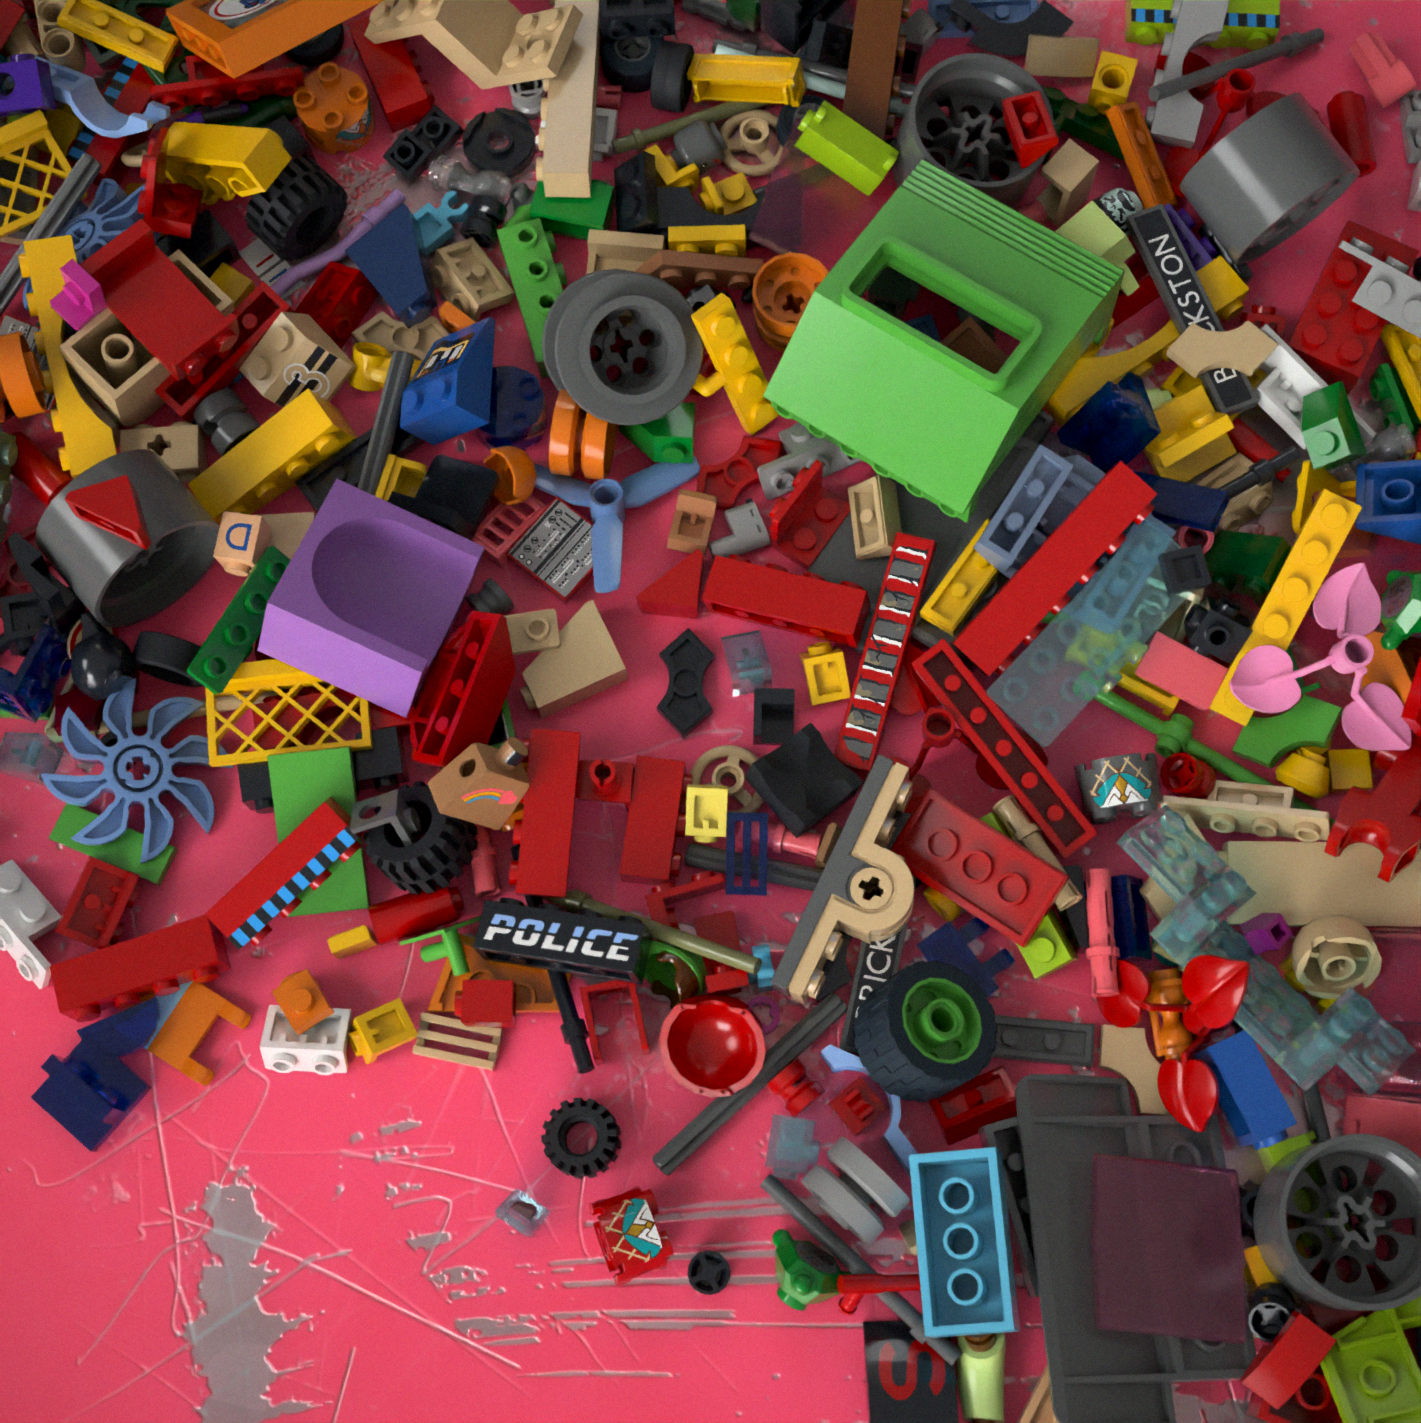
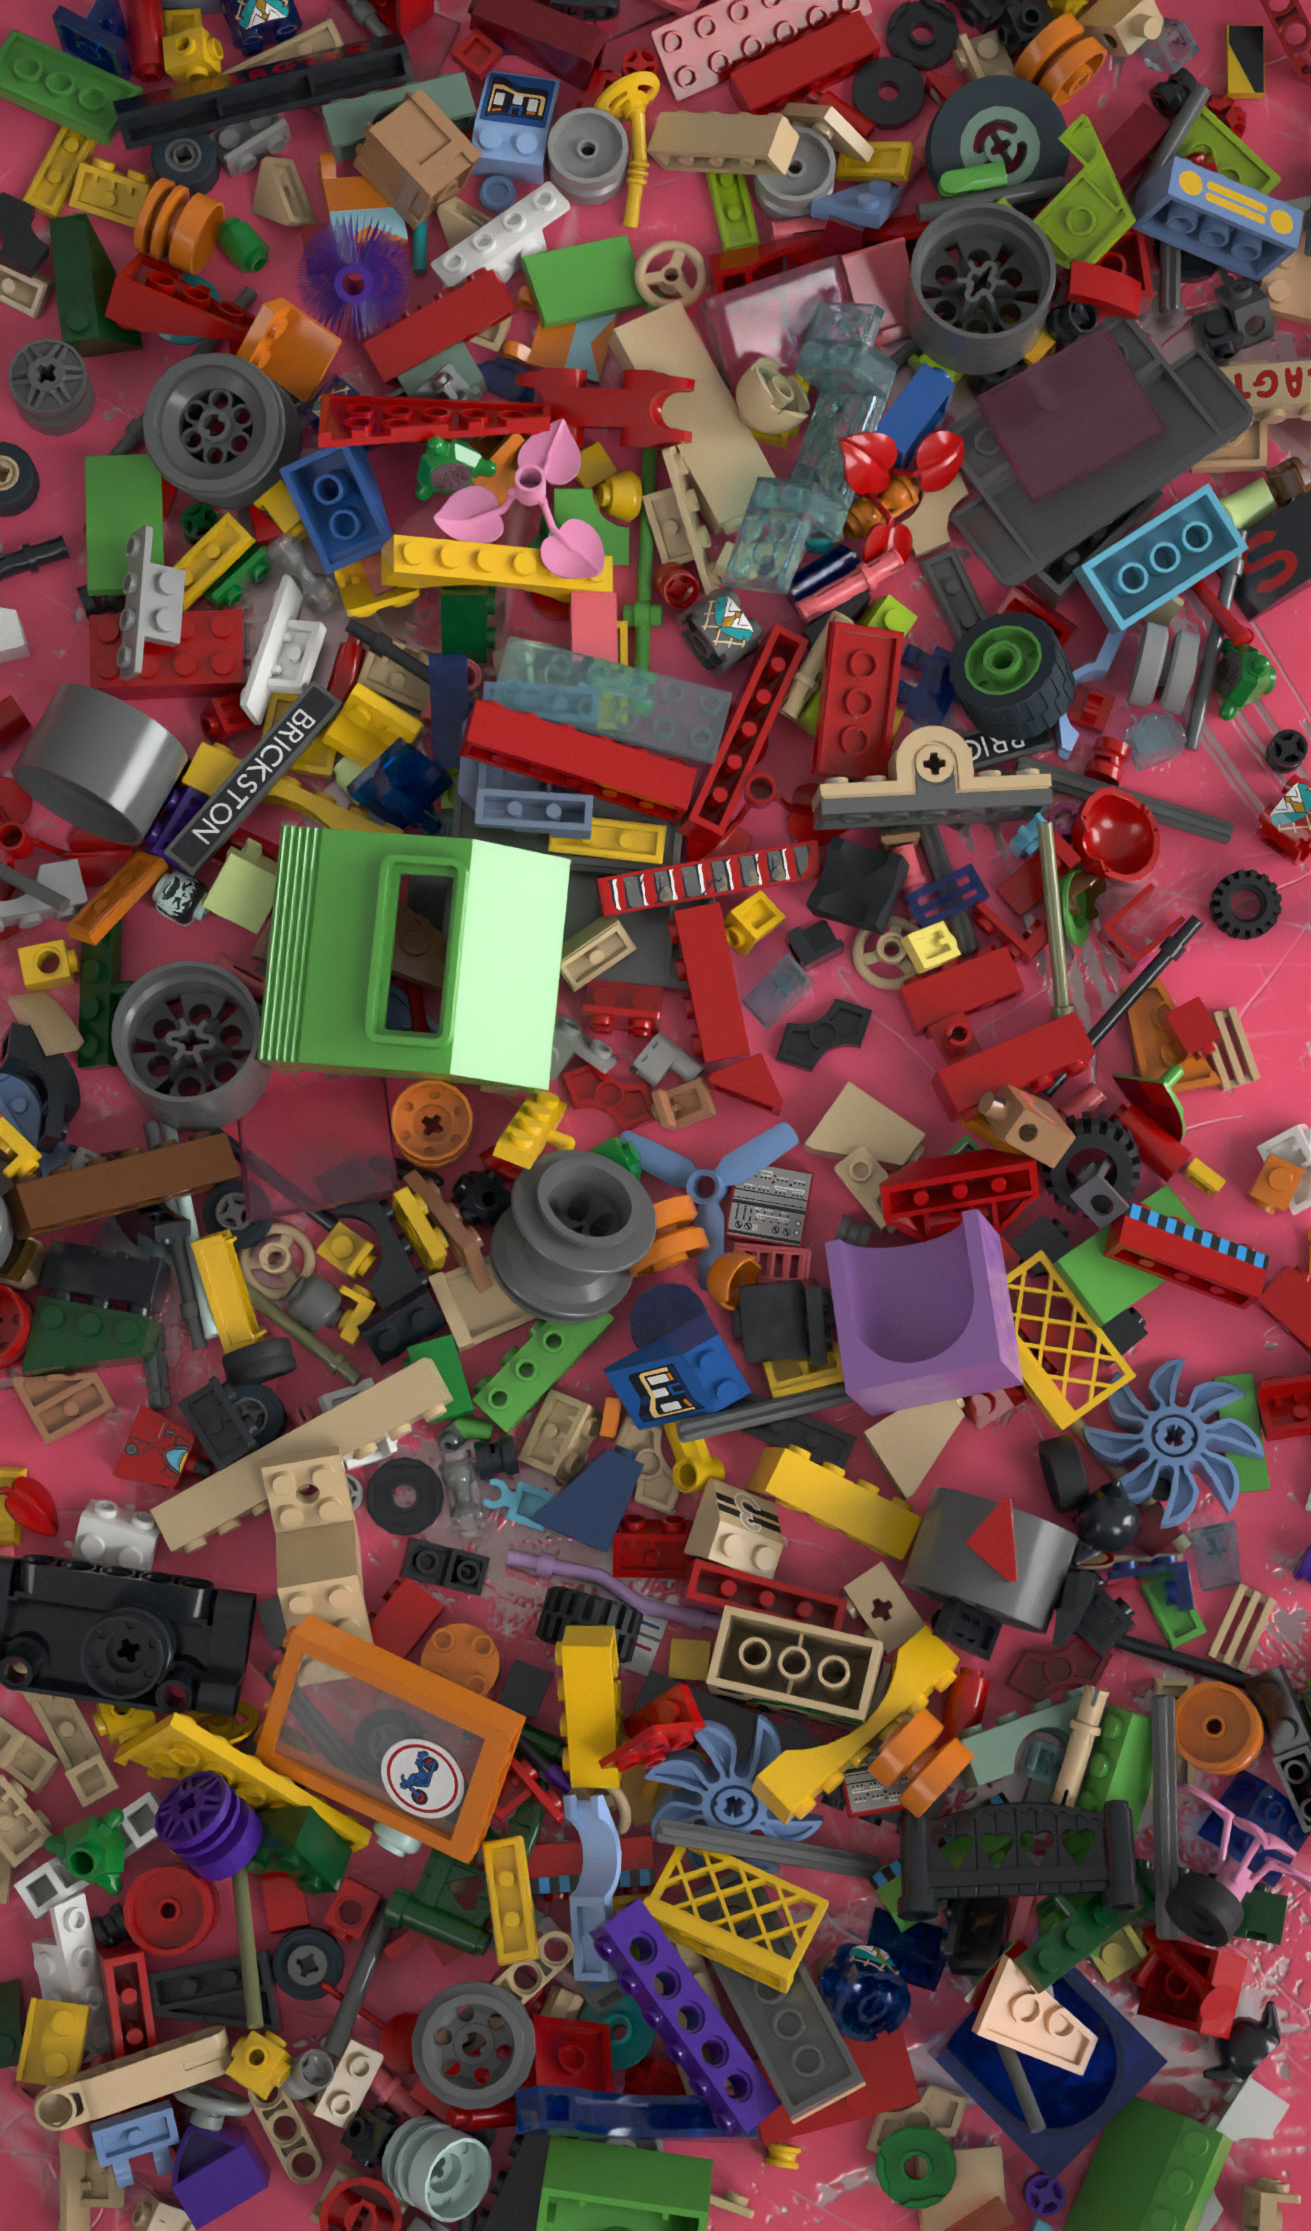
camera: 125 degrees left, 5 degrees up
(80, 297) = (814, 1727): dark pink bracket -> none
(160, 302) = (772, 1654): red panel -> none
(225, 419) = (823, 1564): dark grey wheel -> none
(239, 625) = (1002, 1419): green bracket -> none
(241, 542) = (934, 1466): light nougat brick -> none
(381, 1030) = (1259, 1110): yellow bracket -> none
(564, 940) = (1110, 994): black brick -> none
(845, 147) = (257, 1154): lime brick -> none
(1029, 127) = (171, 985): red slope -> none
(1071, 180) = (181, 942): tan panel -> none
(1184, 570) = (524, 652): black tile -> none
(1217, 628) = (544, 613): black brick -> none
(1238, 349) = (274, 714): tan tile -> none
(1266, 932) = (779, 459): magenta piece -> none
(1331, 428) = (308, 608): green slope -> none

